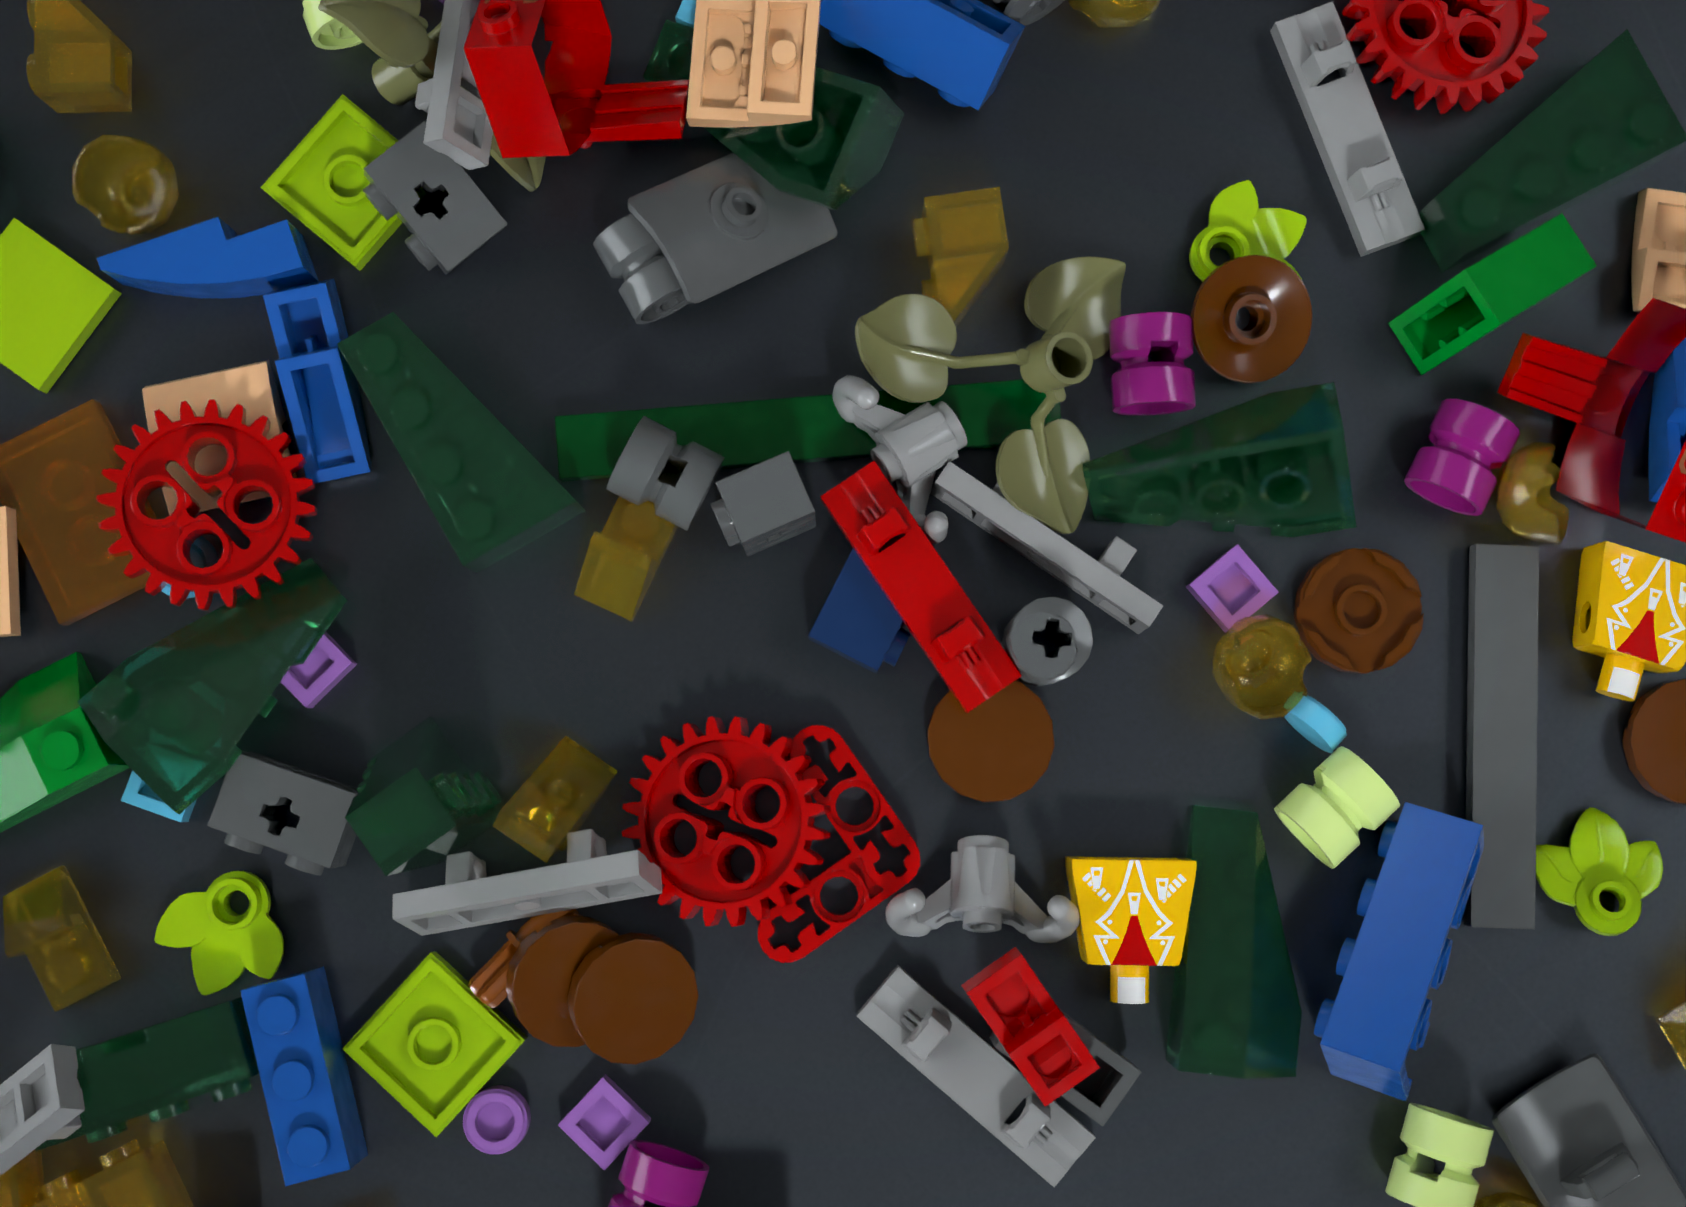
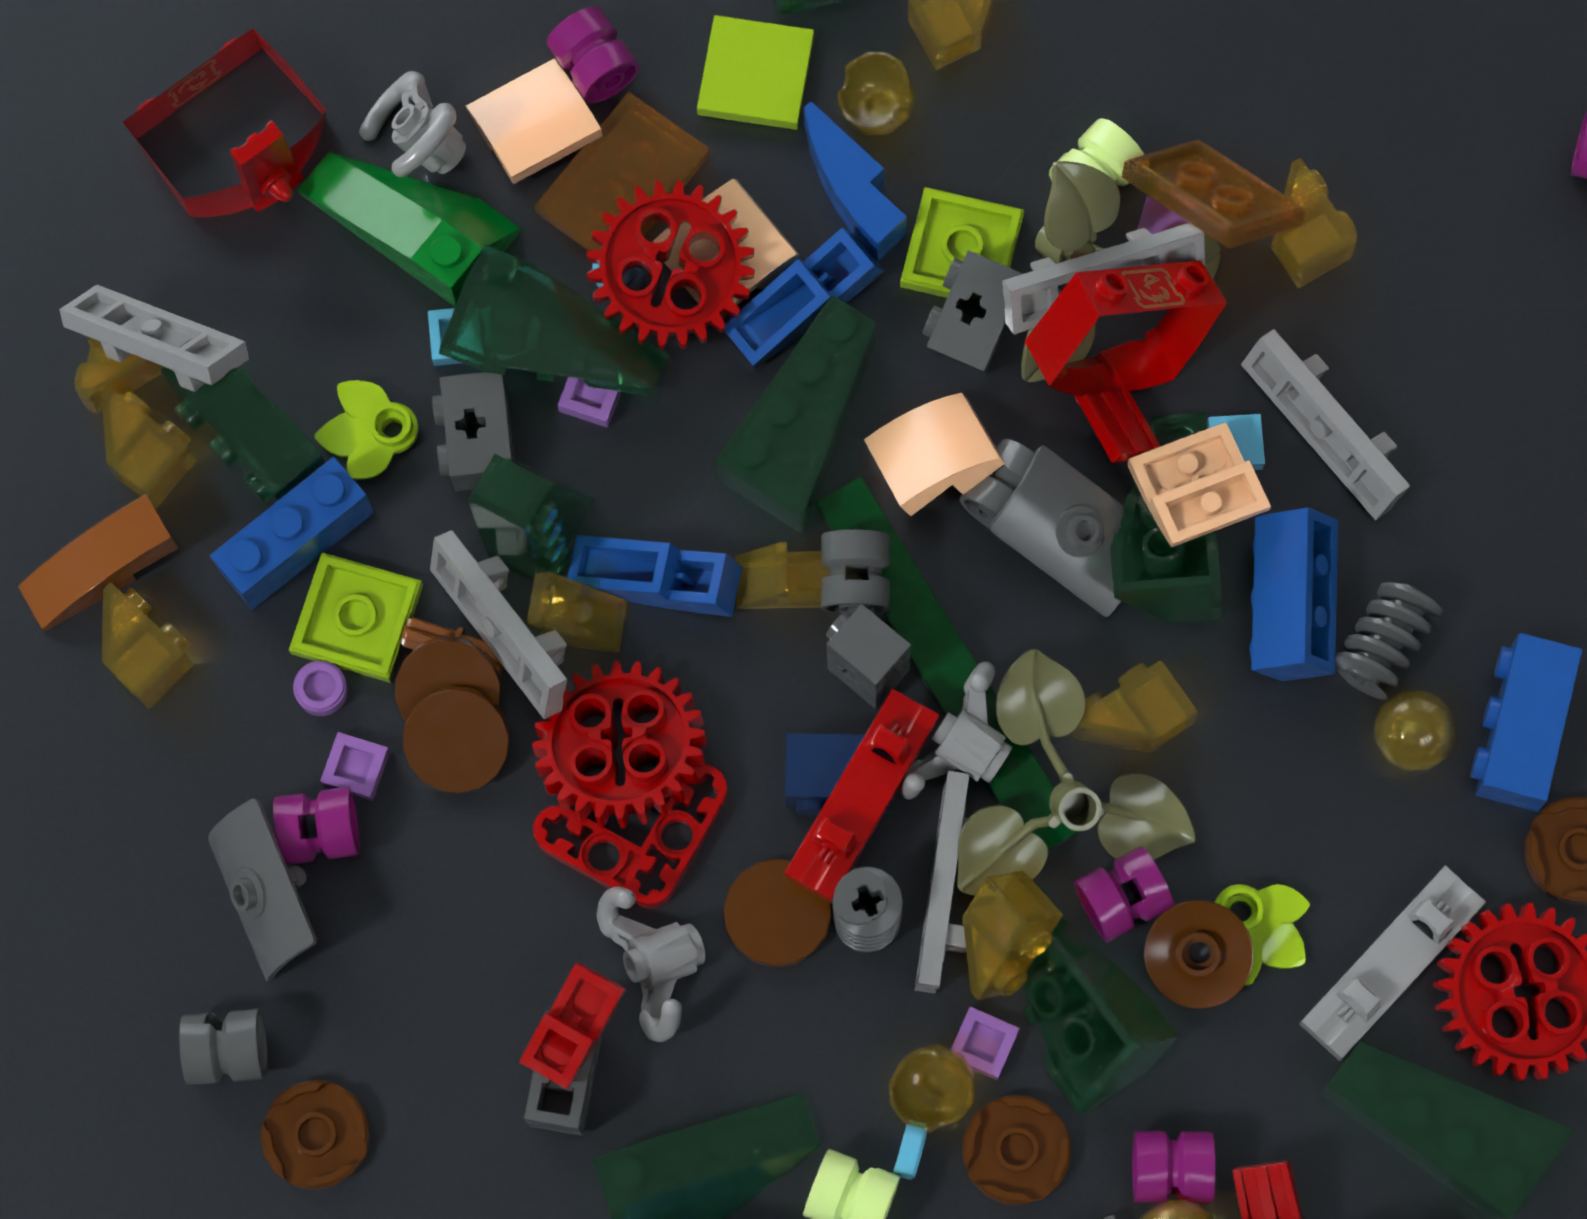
camera: 70 degrees right, 10 degrees down
(58, 937) = (308, 318): clear yellow slope -> none
(553, 692) = (657, 574): none -> blue slope
(570, 323) = (933, 450): none -> light nougat slope
(974, 1075) = (519, 1005): light grey hinge -> none
(1131, 916) = (692, 1077): yellow torso -> none
(1138, 506) = (1005, 932): none -> clear yellow slope
(1491, 293) = (1317, 1131): green slope -> none

